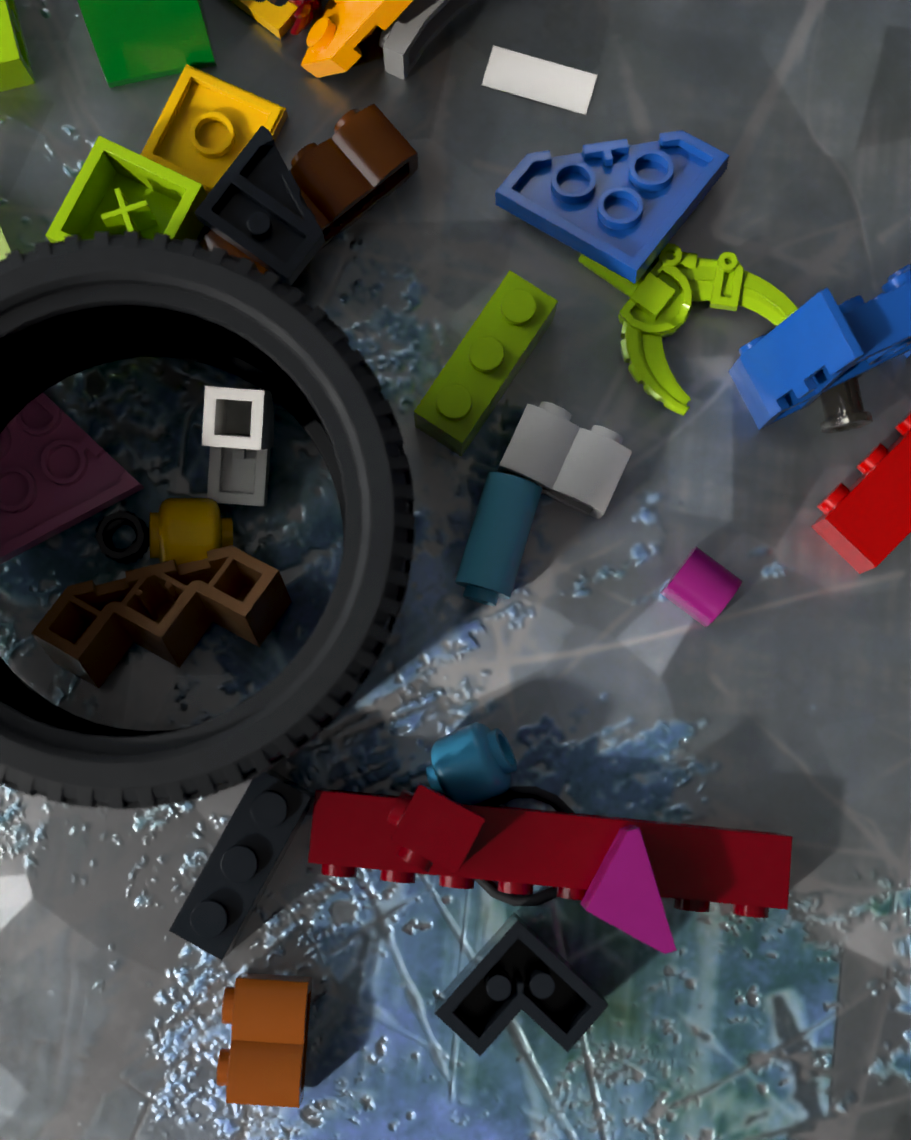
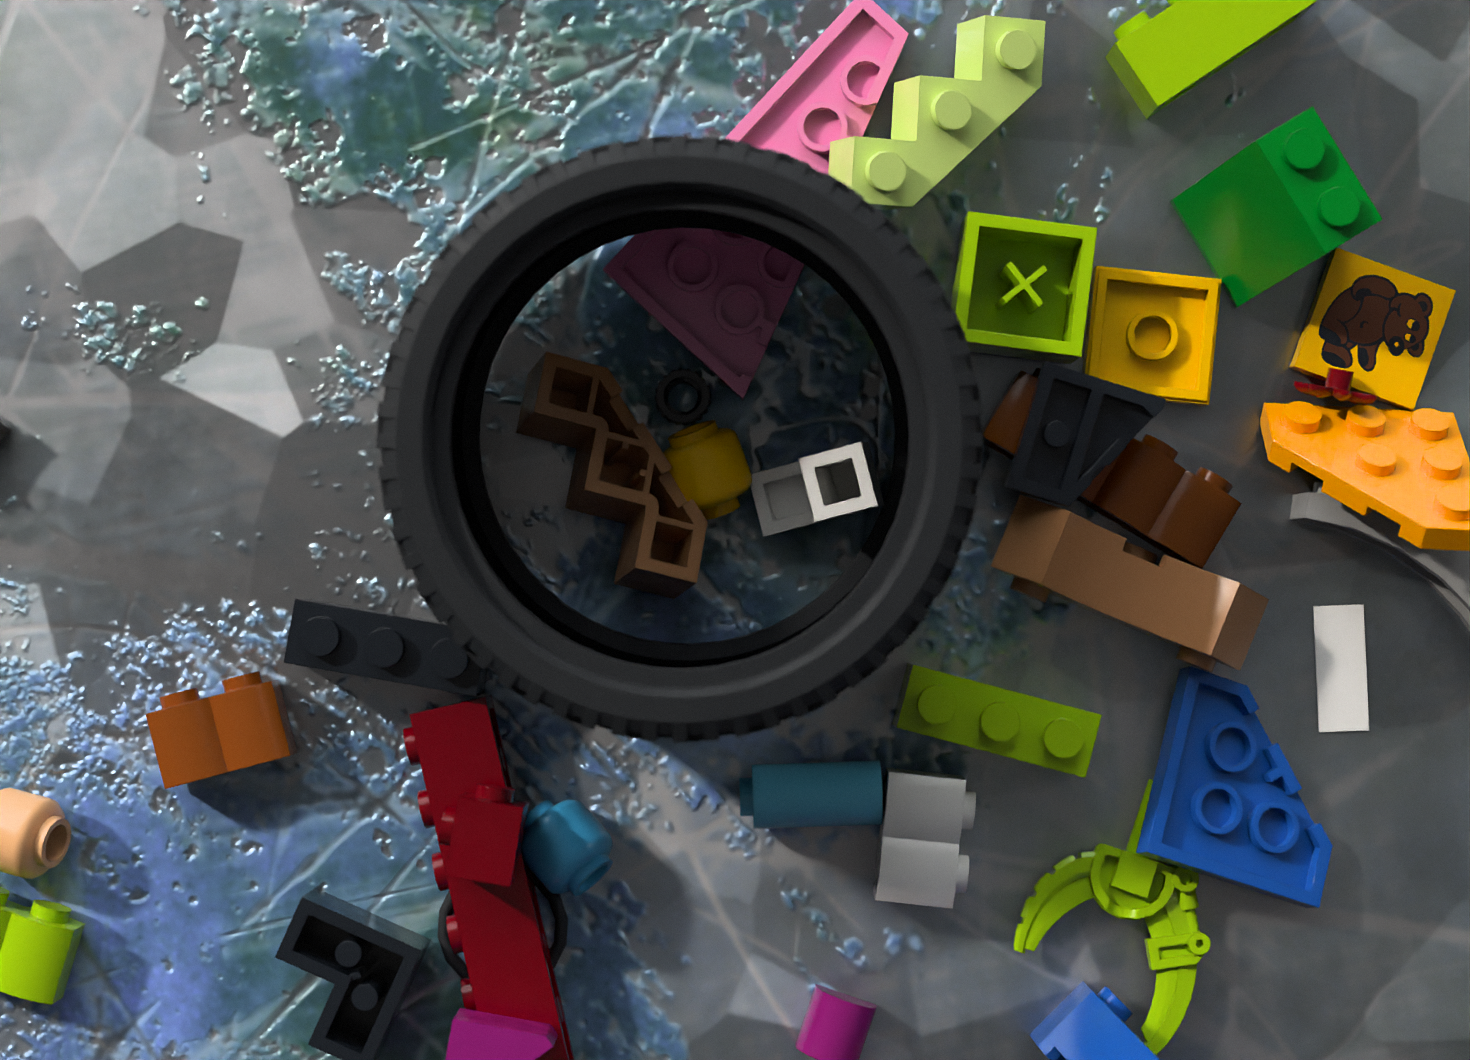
camera: 70 degrees right, 5 degrees up
(384, 245) = (1101, 572): none -> medium nougat brick

